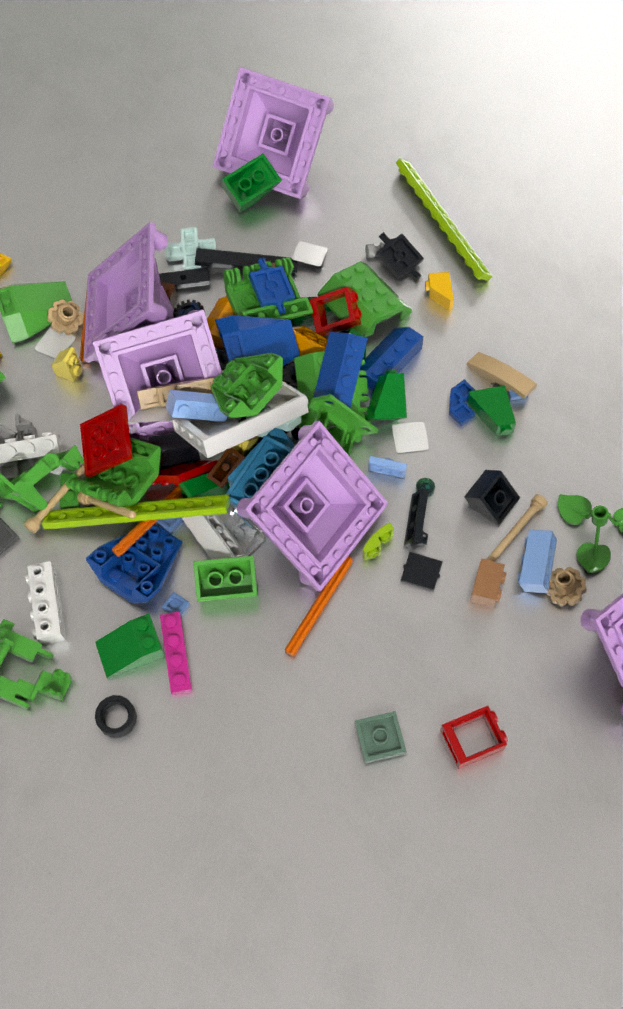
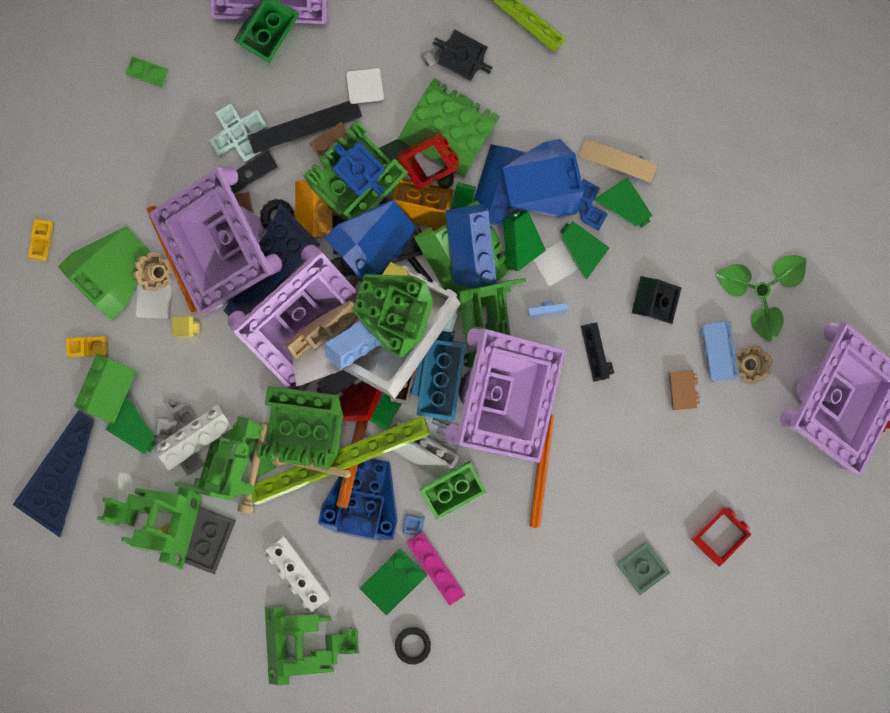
camera: 30 degrees left, 25 degrees up
(106, 440) = (278, 404): red plate -> none
(145, 190) = (147, 72): none -> bright green plate
(373, 546) = (567, 396): lime slope -> none
(421, 571) = (619, 400): black piece -> none
(426, 484) = (590, 313): clear green tile -> none
(428, 362) = (544, 180): none -> blue wedge
(440, 289) = (519, 79): yellow slope -> none
(442, 430) = (583, 248): none -> green slope
(537, 503) = (700, 290): tan piece -> none

